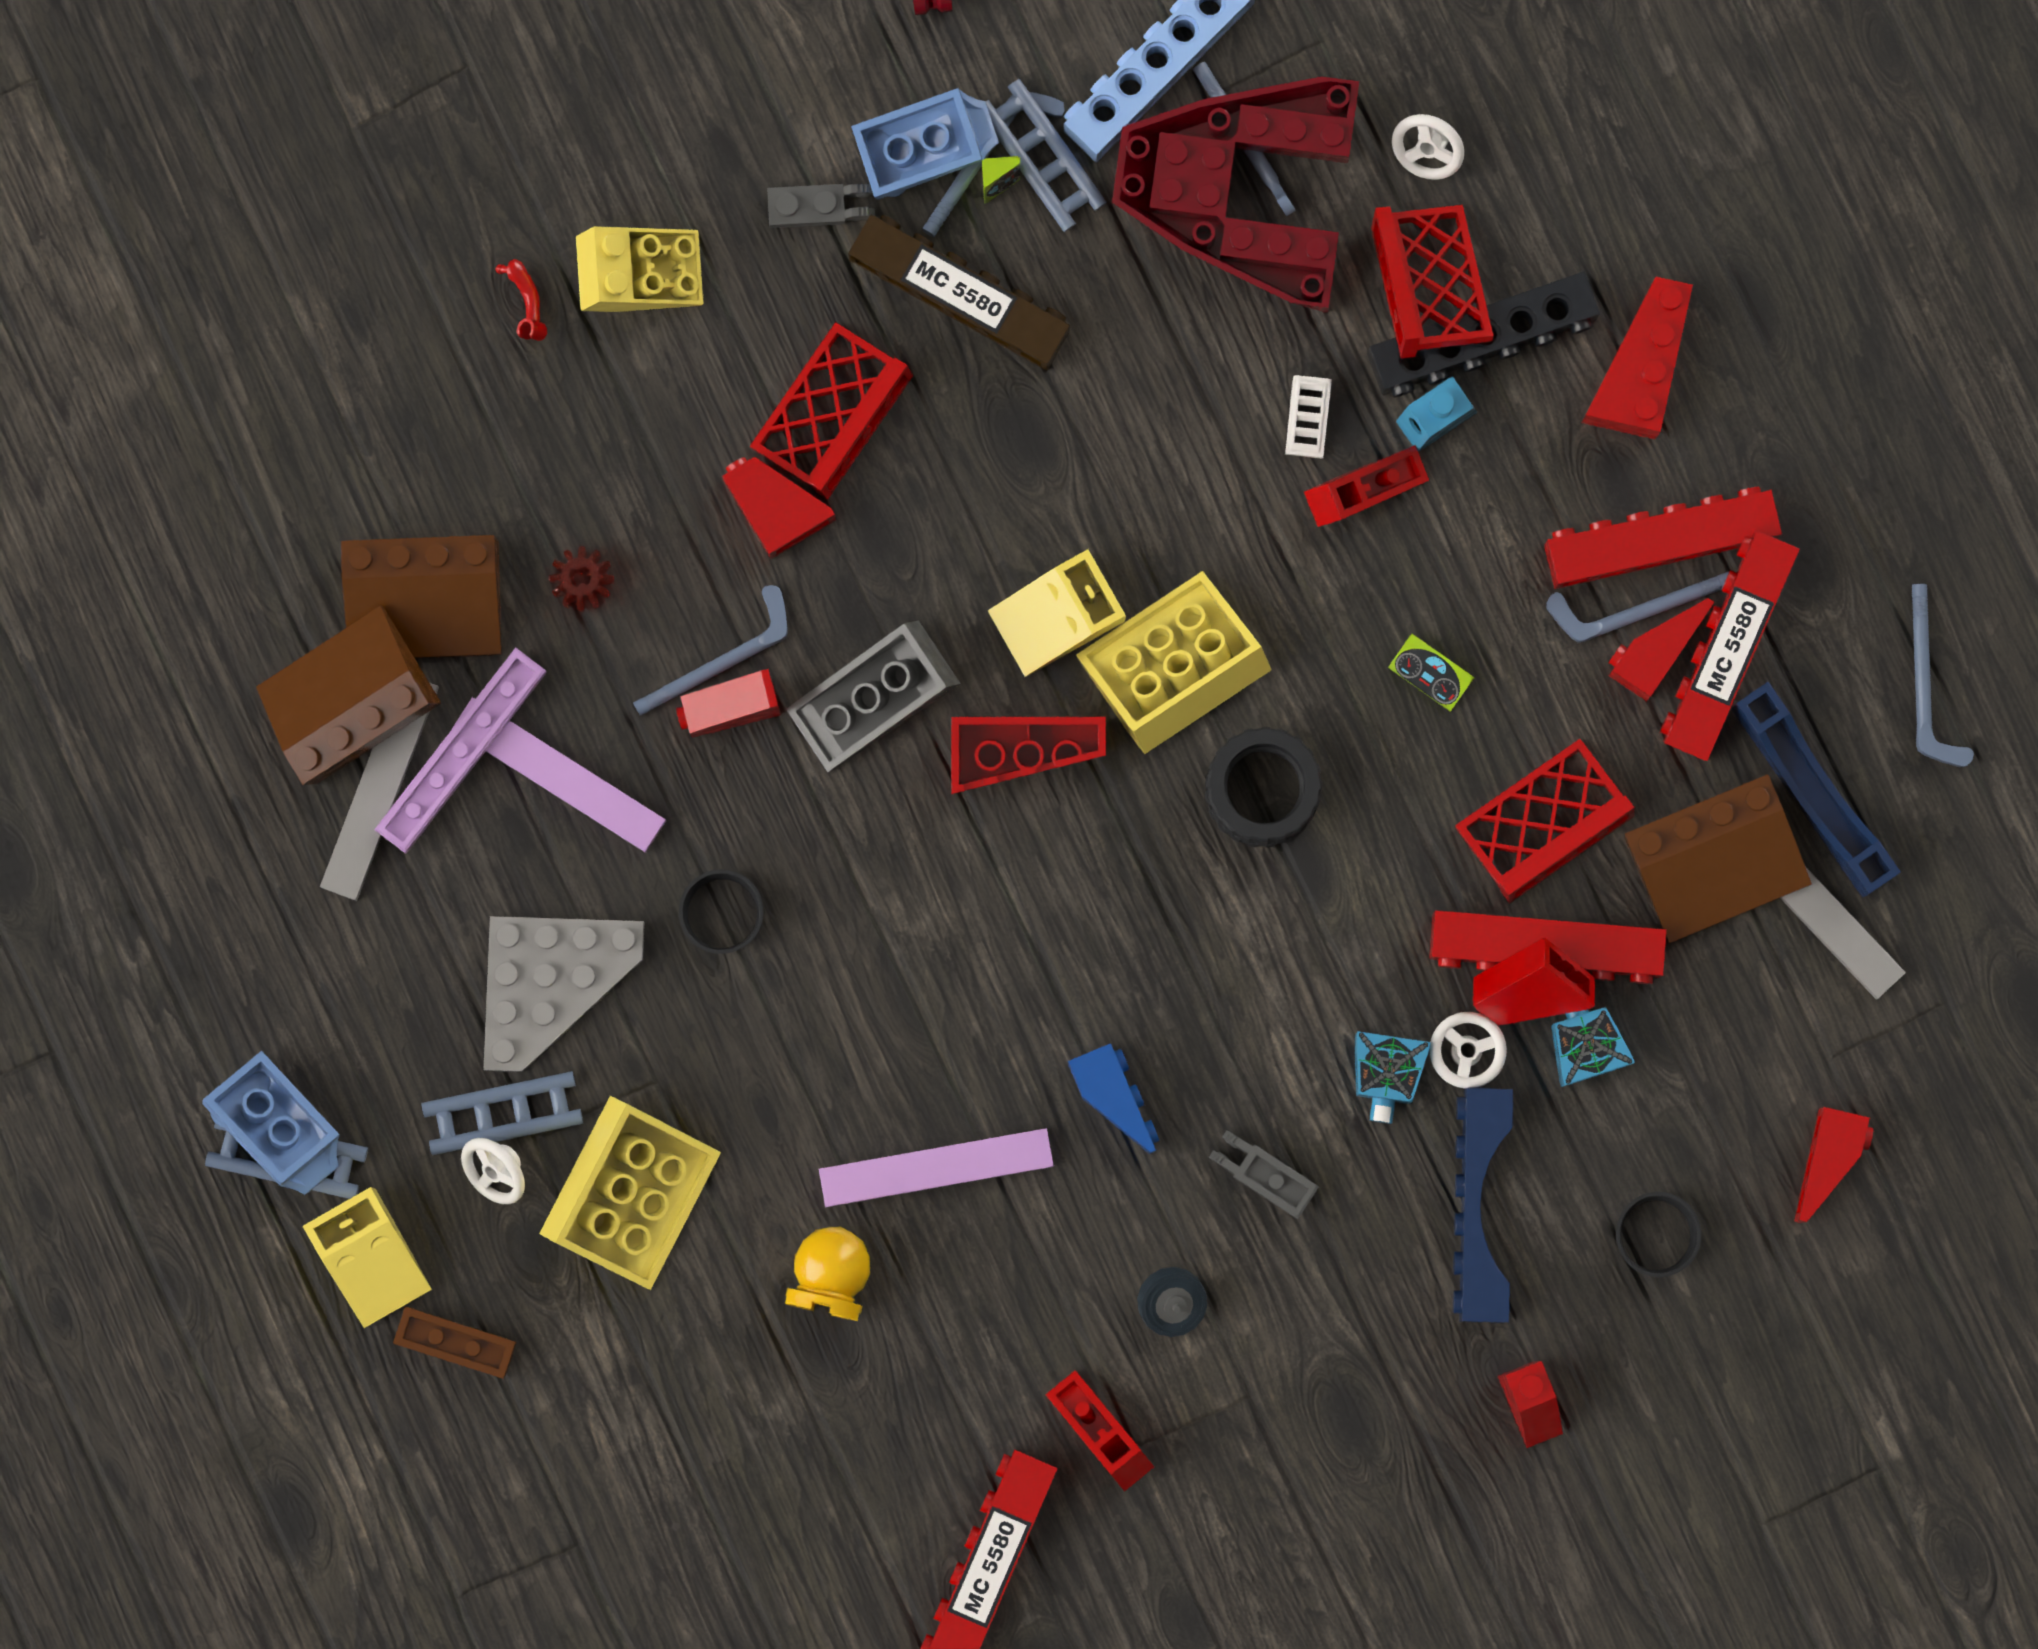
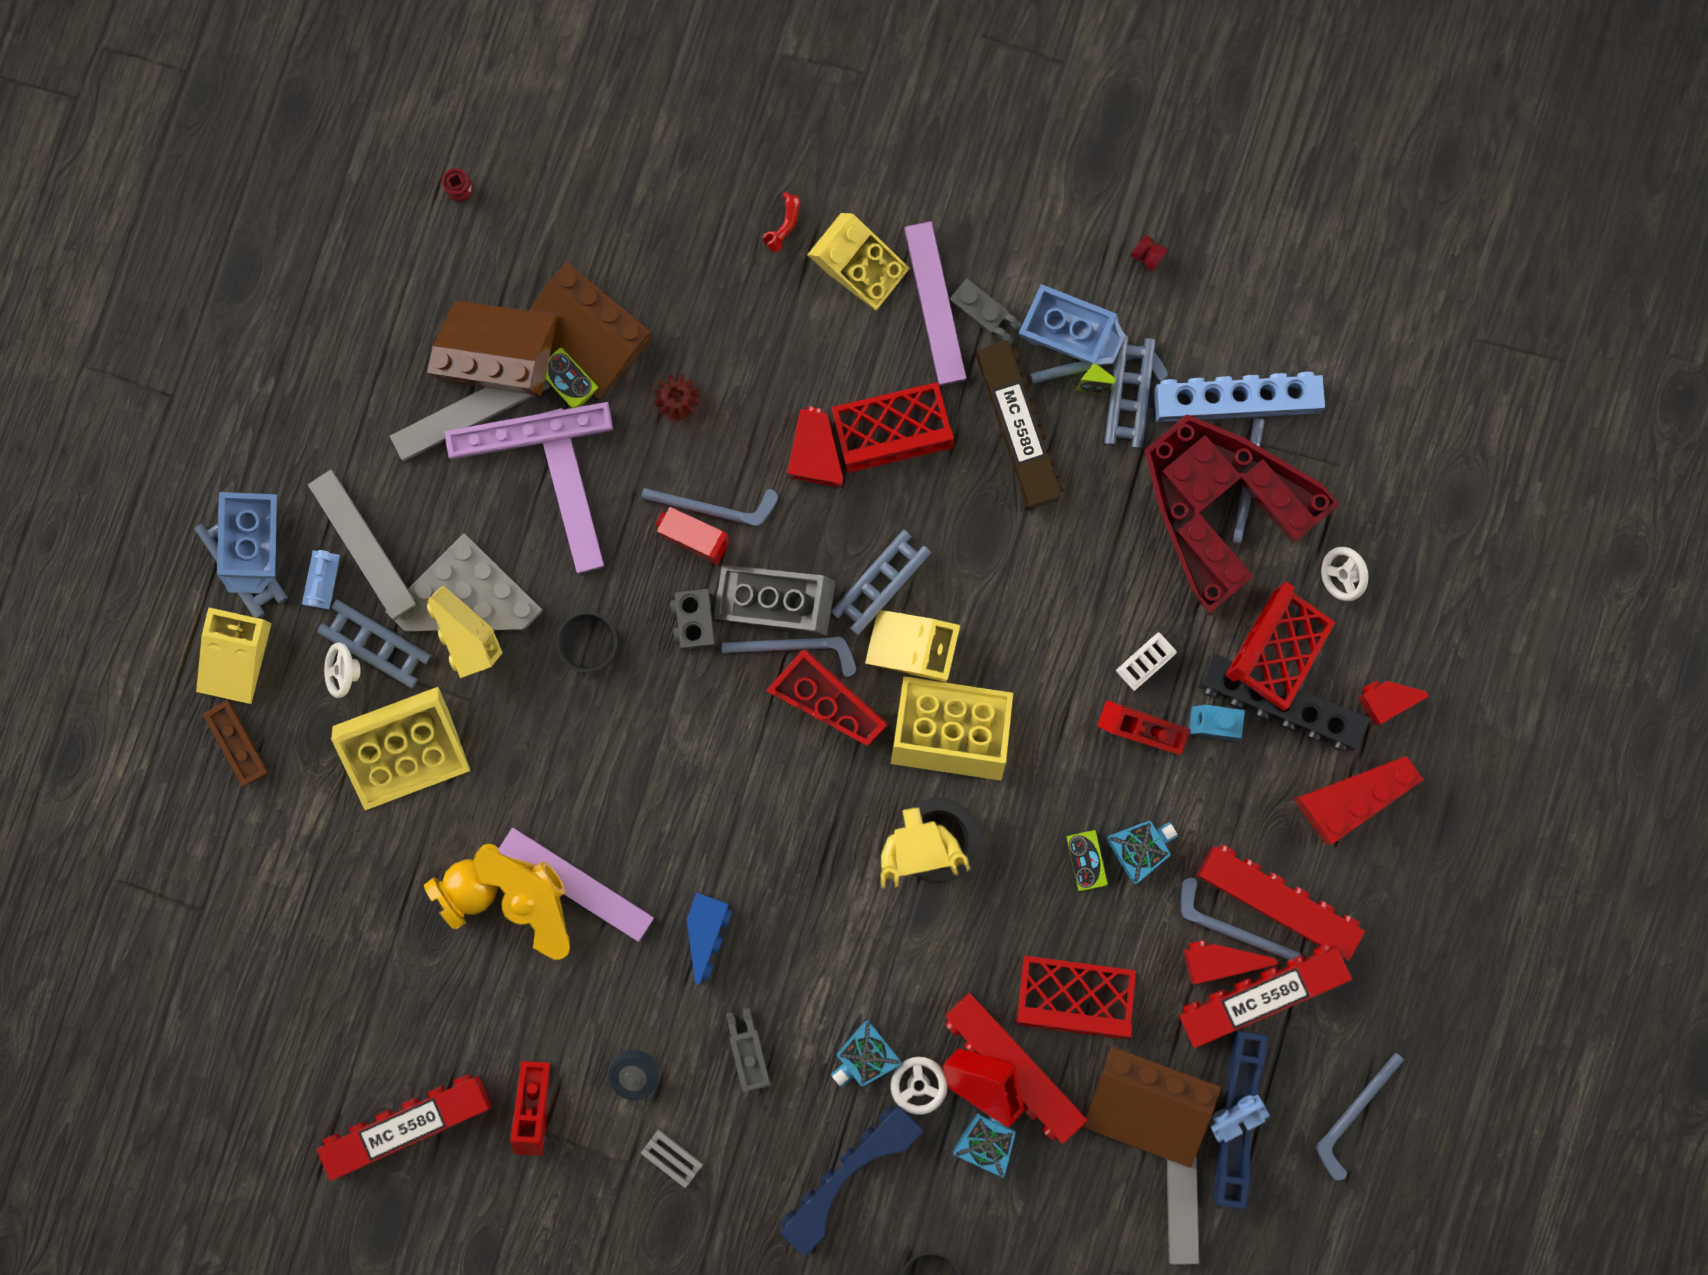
camera: 40 degrees right, 0 degrees up
(152, 571) = (459, 190): none -> dark red wheel
(385, 1097) = (321, 579): none -> light blue hinge
(397, 1022) = (362, 545): none -> light grey tile
(453, 660) = (569, 379): none -> slope
(593, 1013) = (465, 633): none -> light yellow slope
(758, 243) = (935, 303): none -> lavender tile
(816, 783) = (700, 618): none -> dark grey brick
(902, 1219) = (529, 897): none -> yellow piece
(948, 563) = (880, 565): none -> sand blue bar
(977, 682) = (836, 643): none -> sand blue piece
(1254, 808) = (919, 849): none -> light yellow torso
(1320, 1348) = (663, 1166): none -> light grey tile
(1474, 610) = (1141, 848): none -> torso
(1586, 235) = (1388, 700): none -> red slope
(1815, 776) = (1249, 1110): none -> light blue hinge

